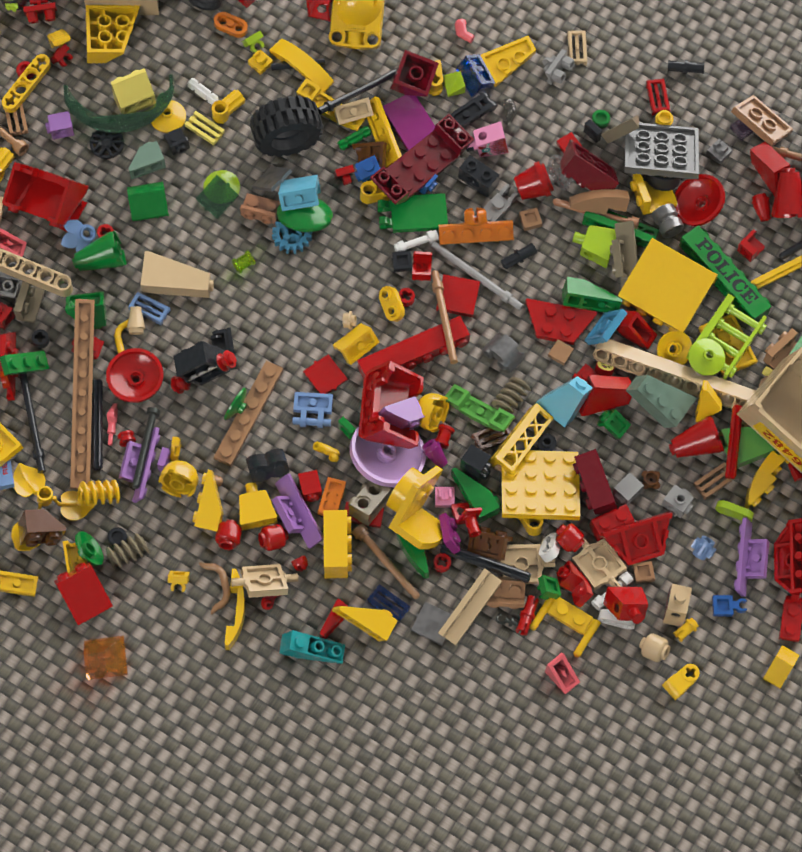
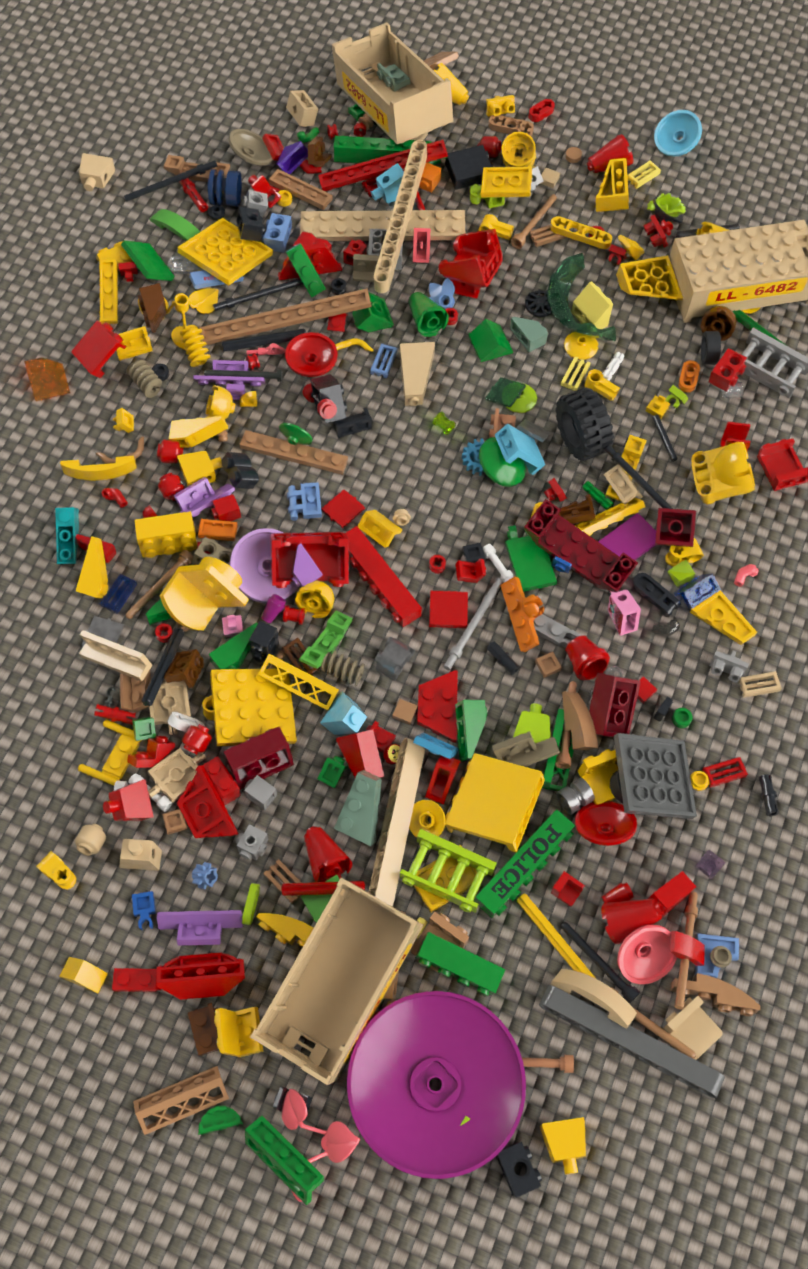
camera: 80 degrees right, 5 degrees down
(60, 125) = (546, 264): medium lavender brick -> none
(89, 548) = (148, 350): green dish -> none
(136, 322) = (365, 350): tan cone -> none
(177, 141) = (555, 354): black bracket -> none
(264, 580) = (125, 483): tan plate -> none
(302, 63) = (662, 441): yellow slope -> none
(327, 450) = (266, 517): yellow arm -> none
(346, 427) = (290, 527): green tile -> none
(366, 168) = (566, 505): blue bracket -> none
(391, 302) = (425, 551): yellow plate -> none
(438, 289) = (449, 586): medium nougat bar -> none
(449, 533) = (189, 629): magenta plate -> none
(467, 517) = (205, 643): red bracket -> none
(478, 176) = (582, 607): black brick -> none
(543, 447) = (302, 715): black plate -> none
(562, 673) = (57, 753): coral slope -> none
(621, 129) = (669, 733): dark tan slope -> none
(654, 475) = (272, 812): reddish brown plate -> none
(687, 628) = (119, 873): yellow pin -> none
(699, 360) = (417, 859): lime dish -> none
(708, 402) = (367, 857): yellow slope -> none
(719, 151) = (676, 843): flat silver tile -> none
(762, 120) = (724, 883): medium nougat tile -> none

